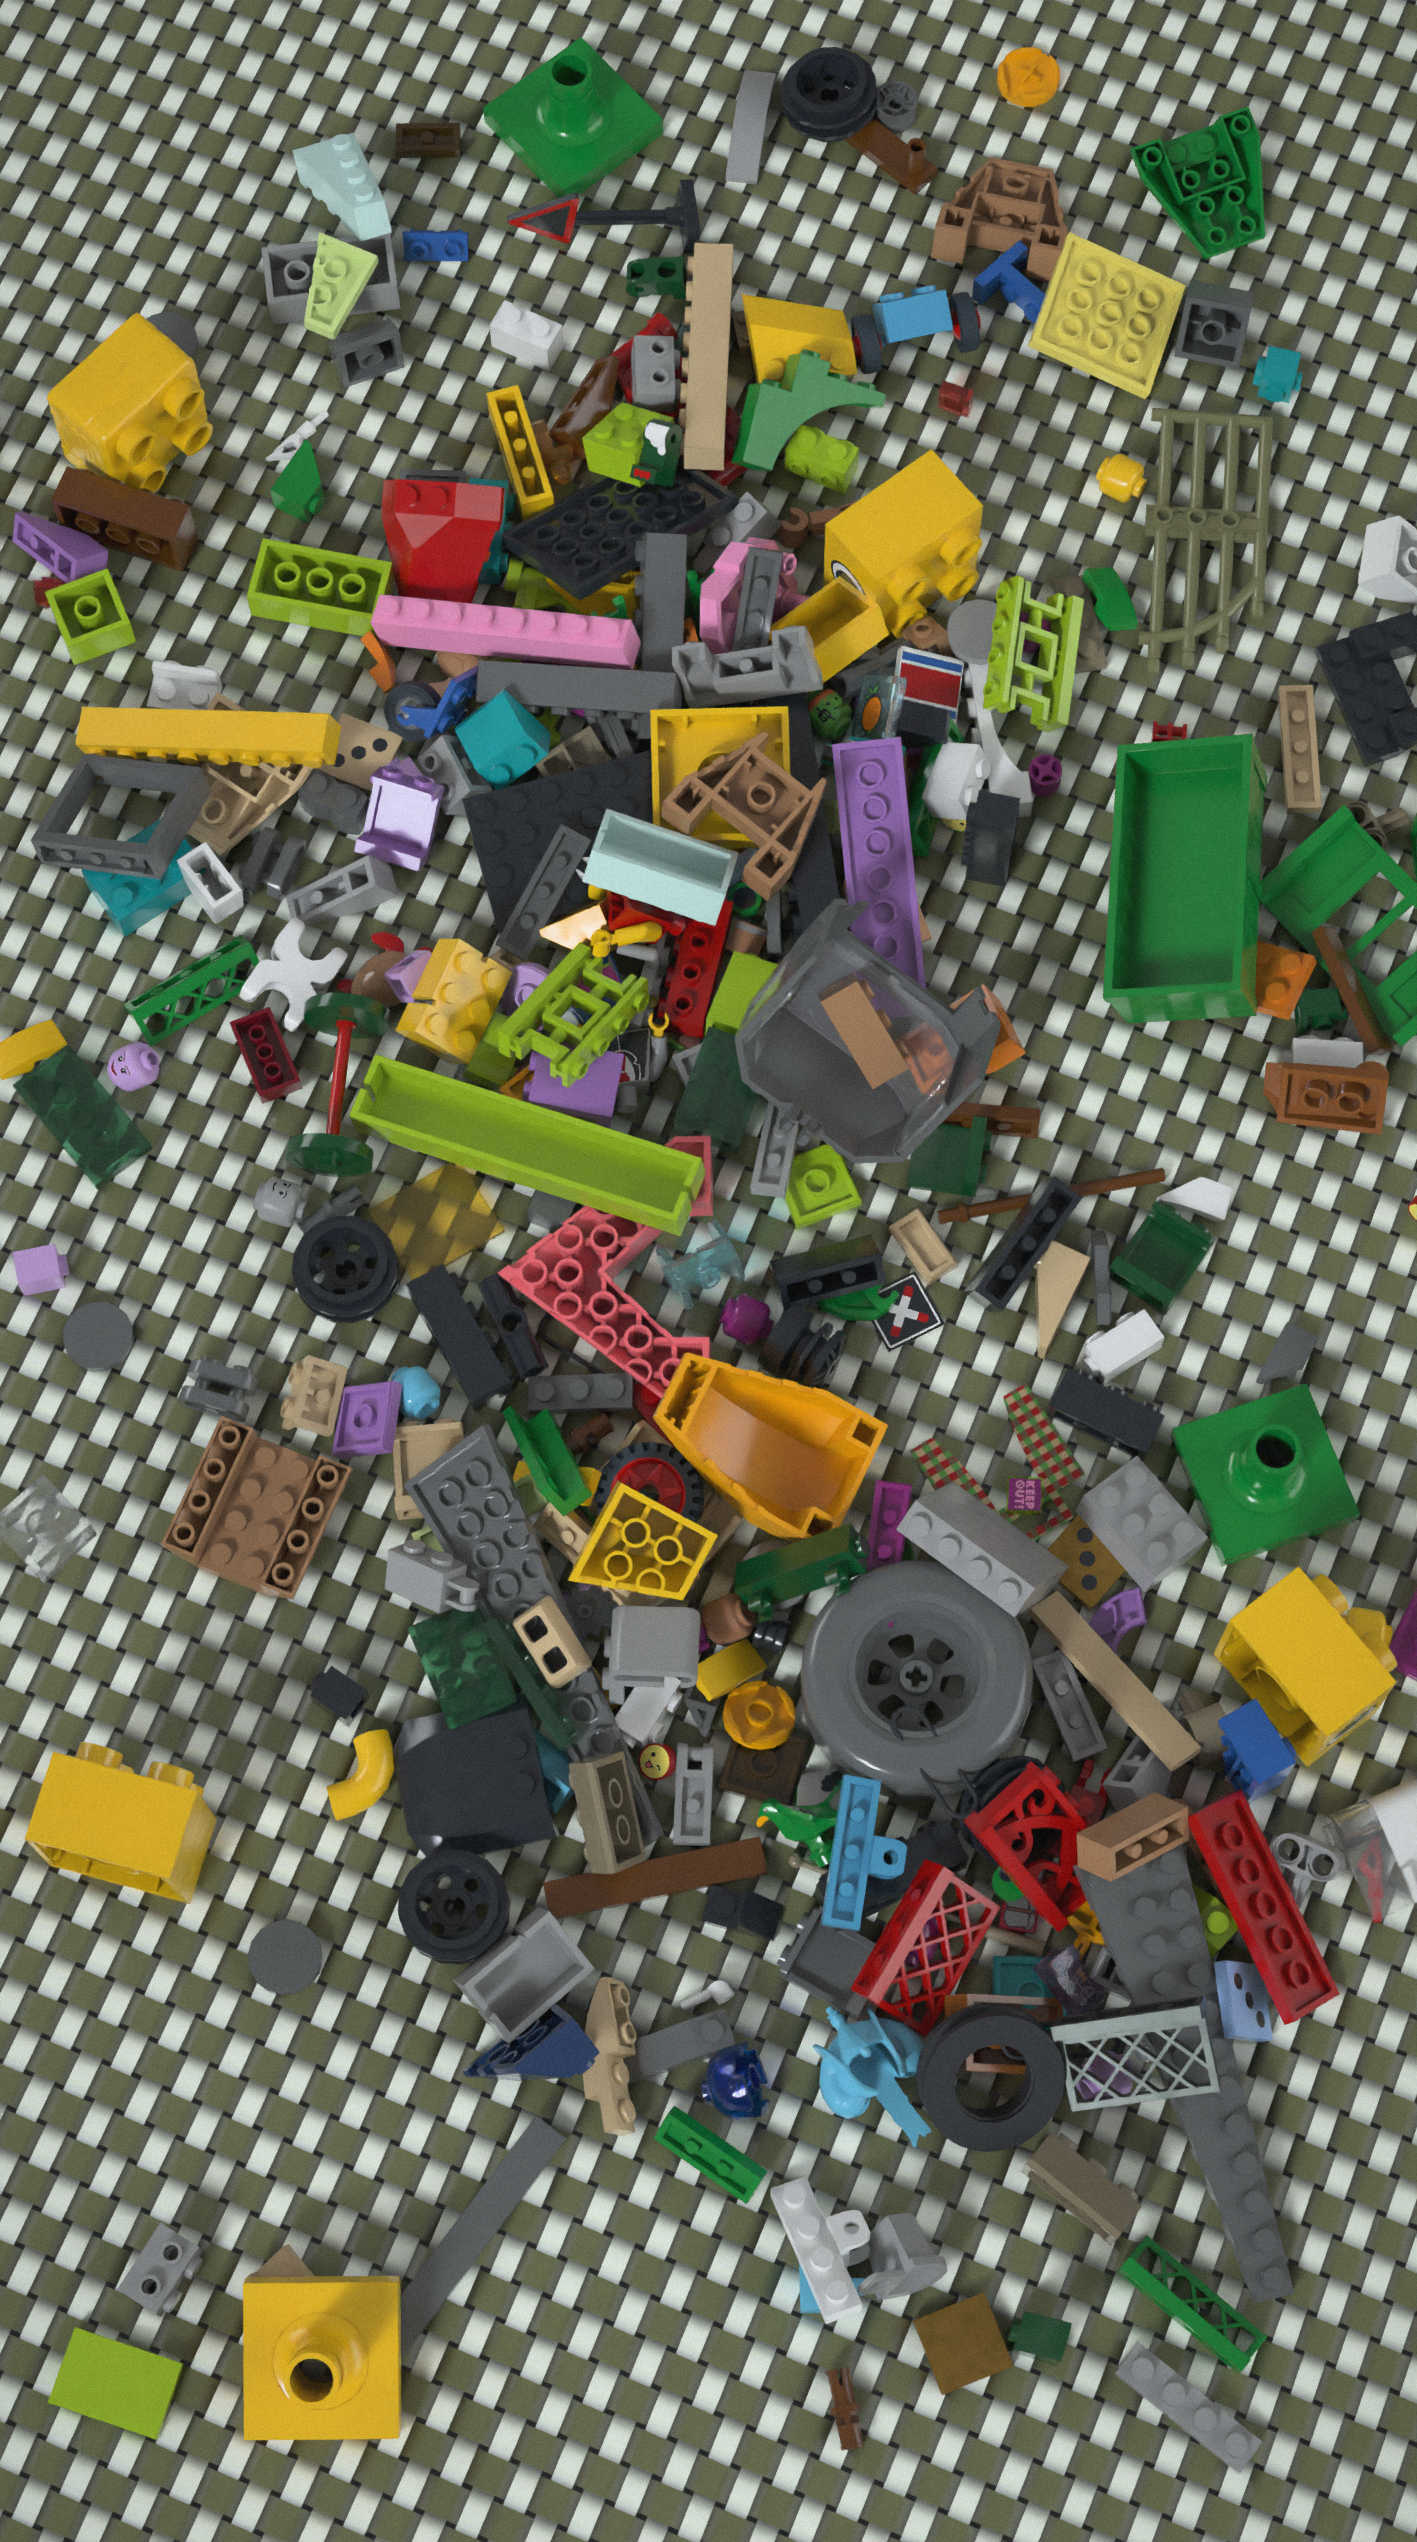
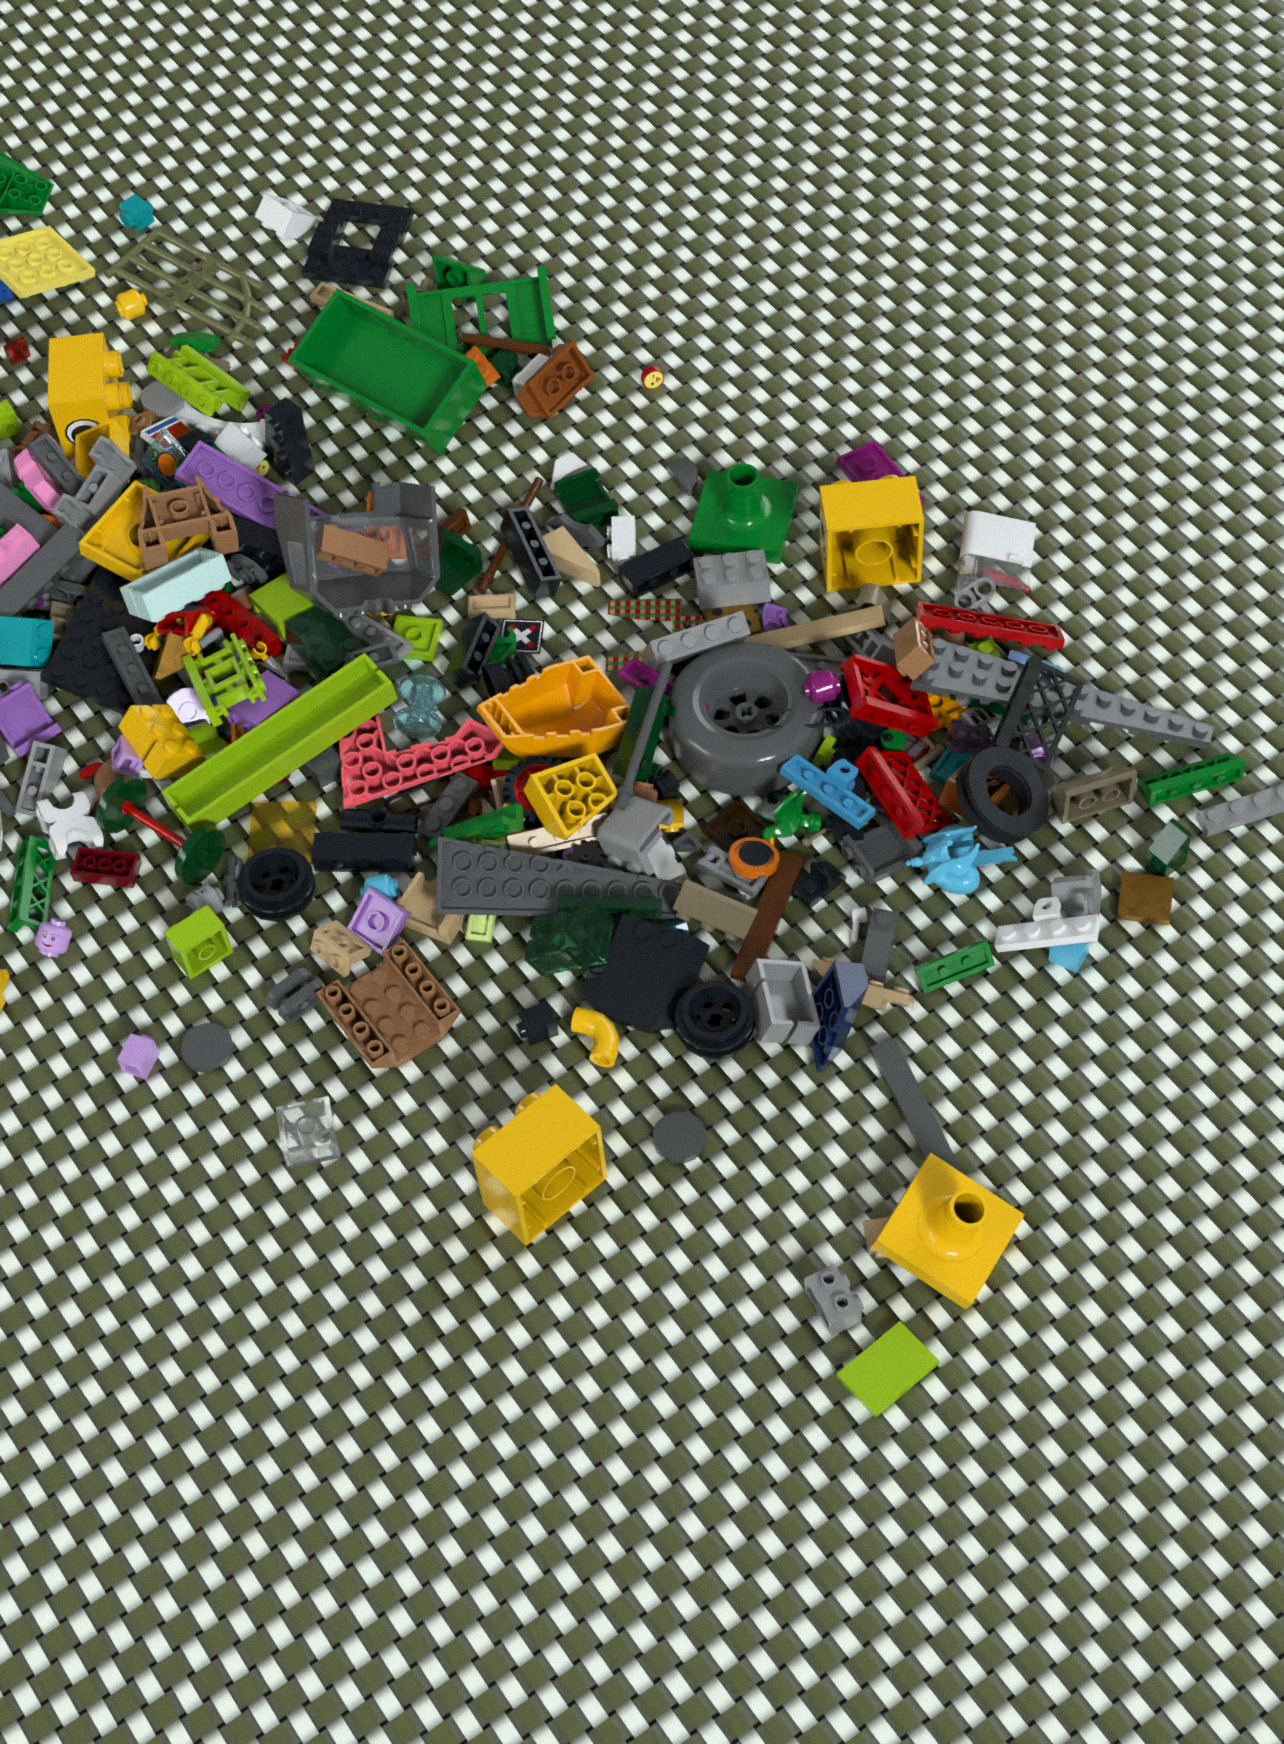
camera: 55 degrees left, 15 degrees down
(82, 1117) = (59, 985): clear green plate -> none
(216, 1233) = (198, 942): none -> lime brick
(429, 1578) = (503, 930): light grey brick -> none
(558, 1635) = (592, 872): tan piece -> none
(657, 1761) = (700, 875): tile -> none
(686, 1606) = (625, 791): none -> dark grey bar
(720, 1812) = (753, 857): none -> tile
(727, 1164) = (381, 654): none -> dark grey slope
(735, 2083) = (921, 929): clear blue cylinder -> none
(746, 1319) = (465, 704): magenta head -> none
(759, 1715) = (708, 814): light orange tile -> none
(845, 2409) = (1148, 974): reddish brown pin -> none
(929, 1808) = (825, 751): none -> lime plate
(985, 1757) = (821, 686): none -> magenta head
(1024, 1495) = (672, 625): tile -> none
(1214, 324) = (84, 218): dark grey piece -> none
(1256, 1754) = (903, 579): blue wedge -> none

